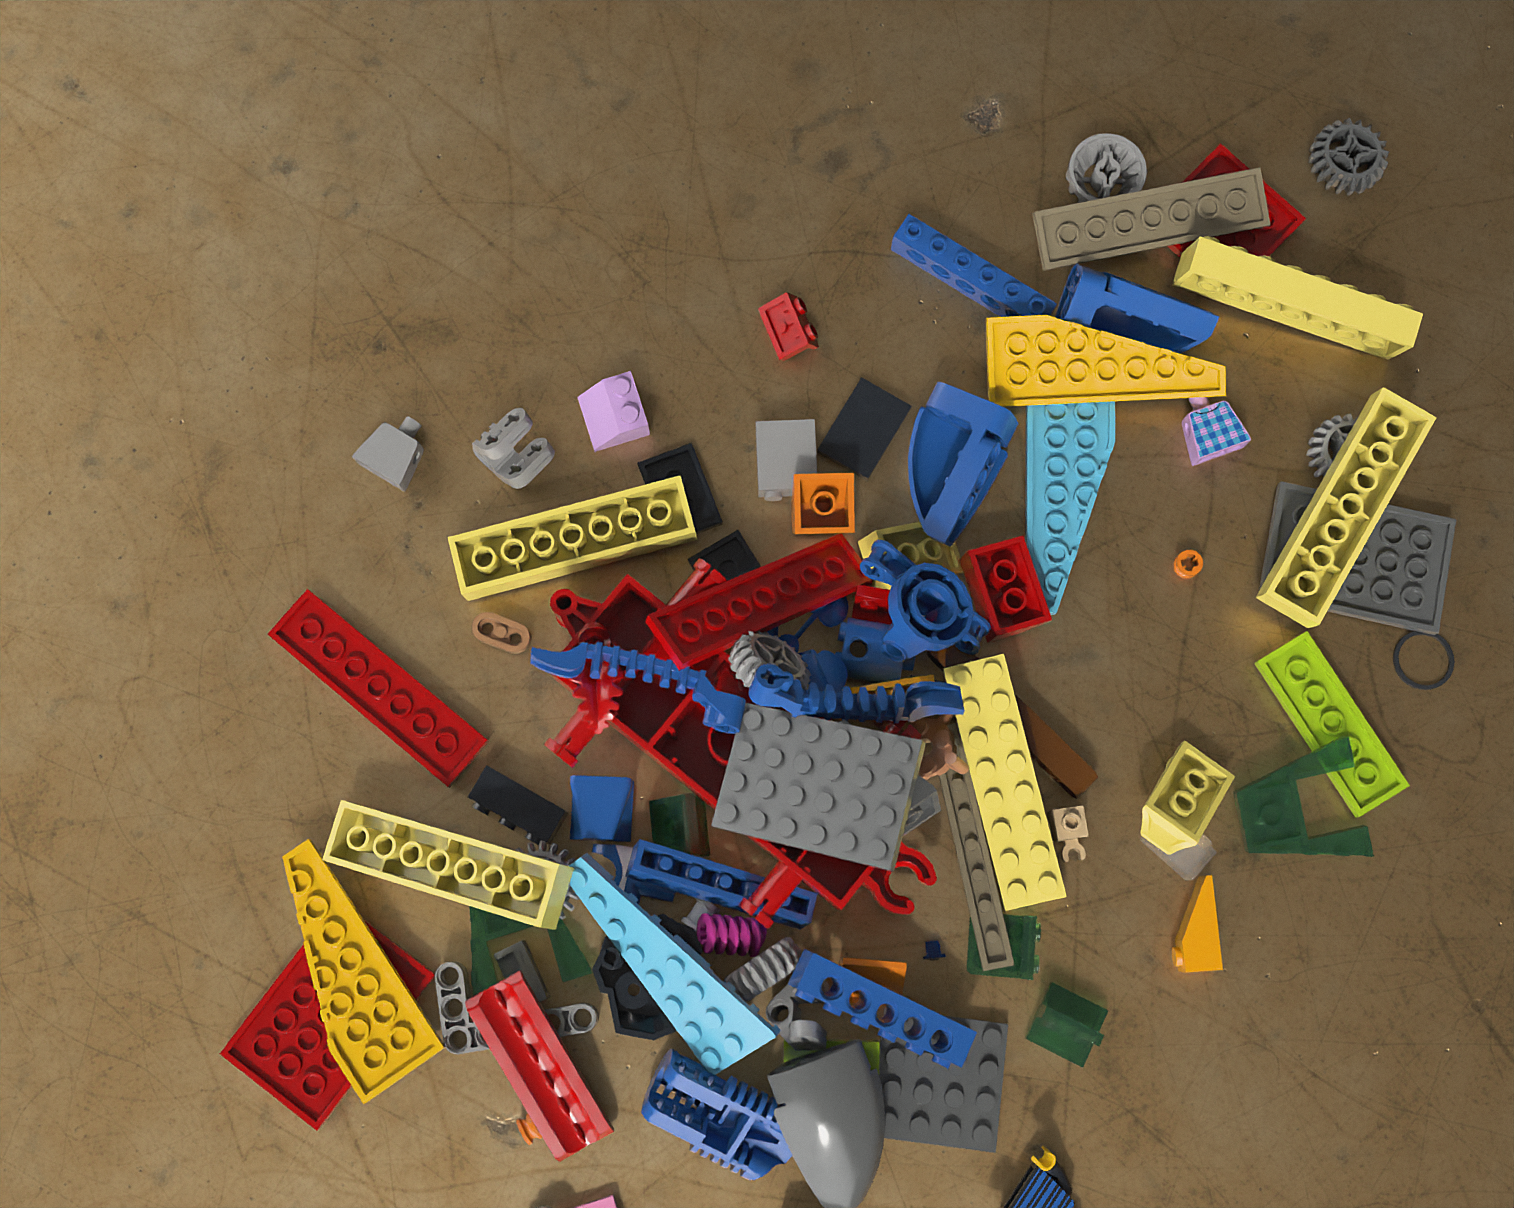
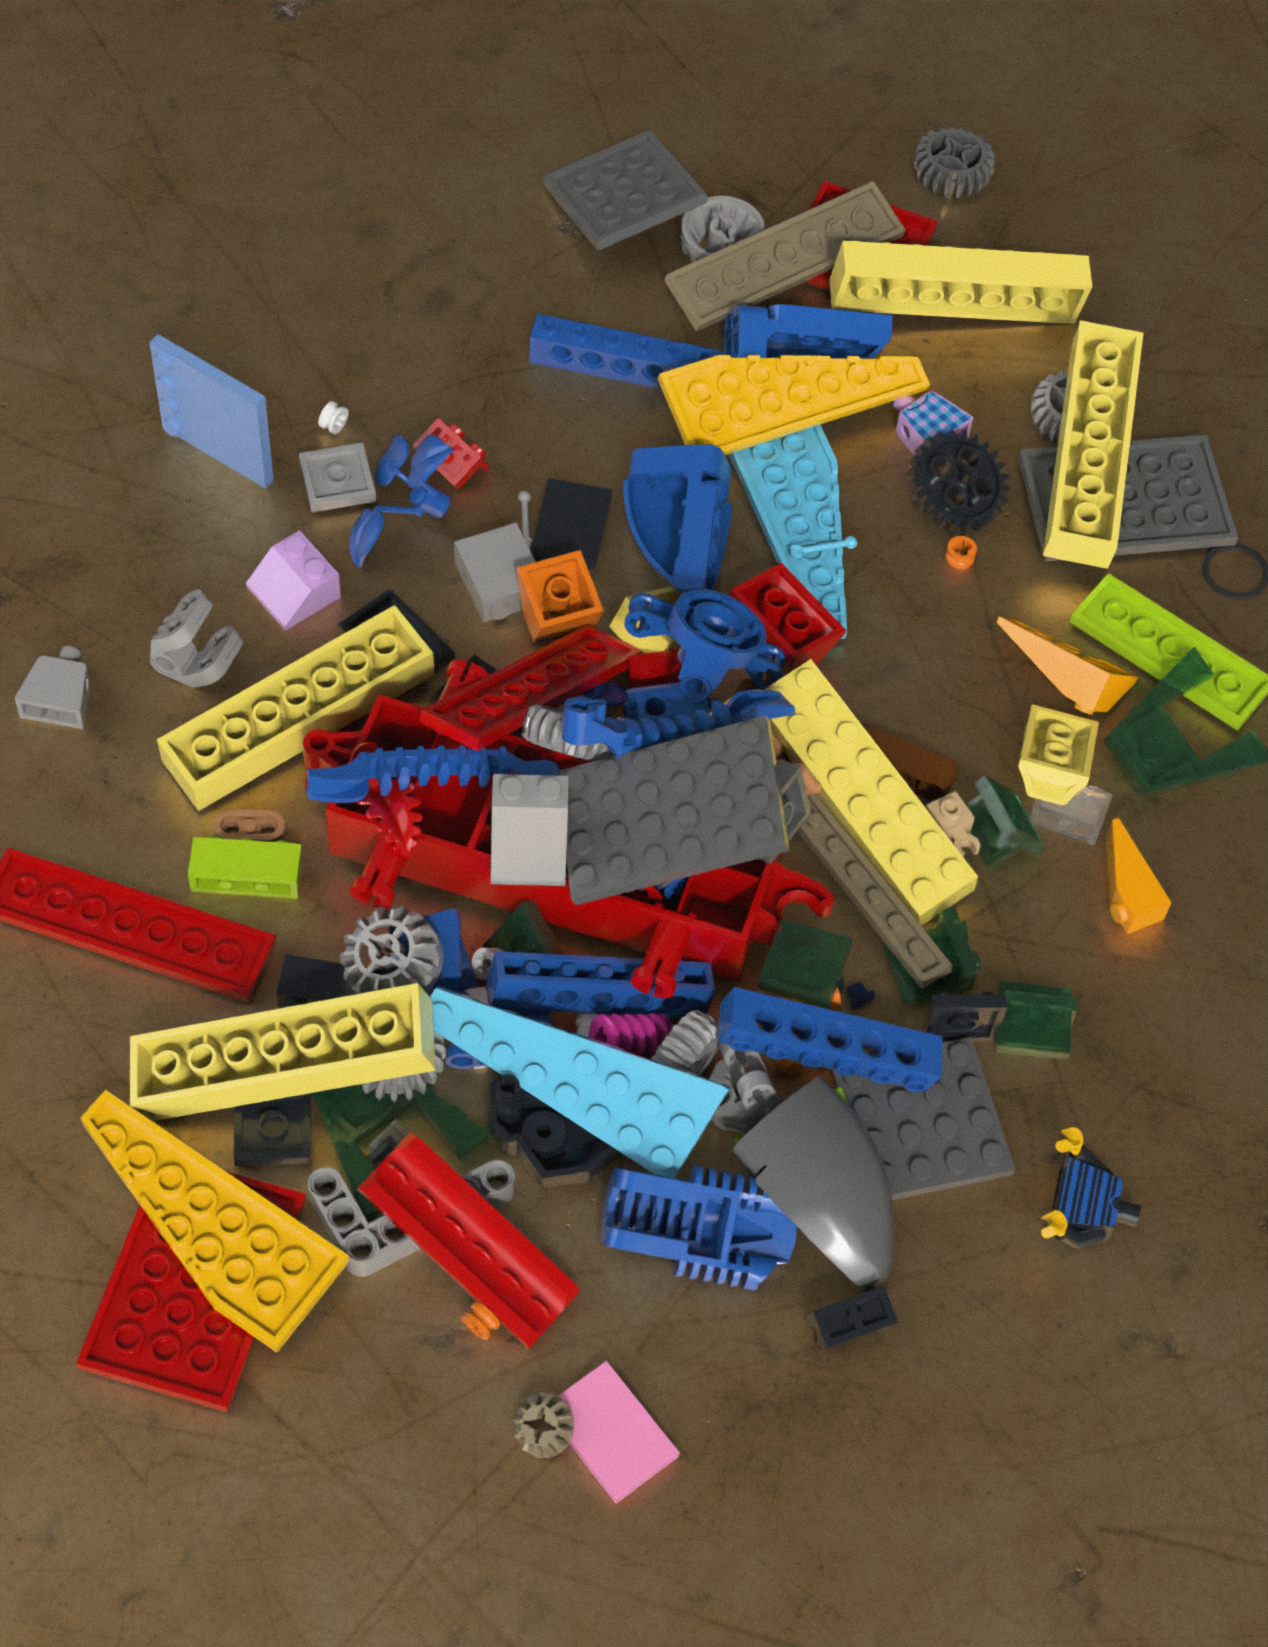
camera: 25 degrees left, 20 degrees down
(427, 915) = (274, 1132): none -> black plate
(486, 667) = (245, 867): none -> lime brick
(577, 816) = (417, 965): none -> light grey gear
(591, 235) = (212, 411): none -> medium blue plate
(646, 823) = (480, 962): none -> white bush
(685, 319) = (337, 477): none -> light grey plate
(694, 761) = (529, 829): none -> light grey slope
(702, 258) = (333, 417): none -> white bush
(745, 364) = (425, 498): none -> blue plant
(821, 431) = (524, 497): none -> light grey hinge
(886, 937) = (805, 964): none -> clear green bracket
(1017, 1014) = (965, 1016): none -> black plate
(1035, 102) = (624, 190): none -> dark grey plate
(1044, 521) = (797, 550): none -> medium azure hinge
(1113, 841) = (1001, 823): none -> clear green bracket
(1186, 501) = (958, 481): none -> black gear
(1237, 720) = (1086, 680): none -> light orange wedge

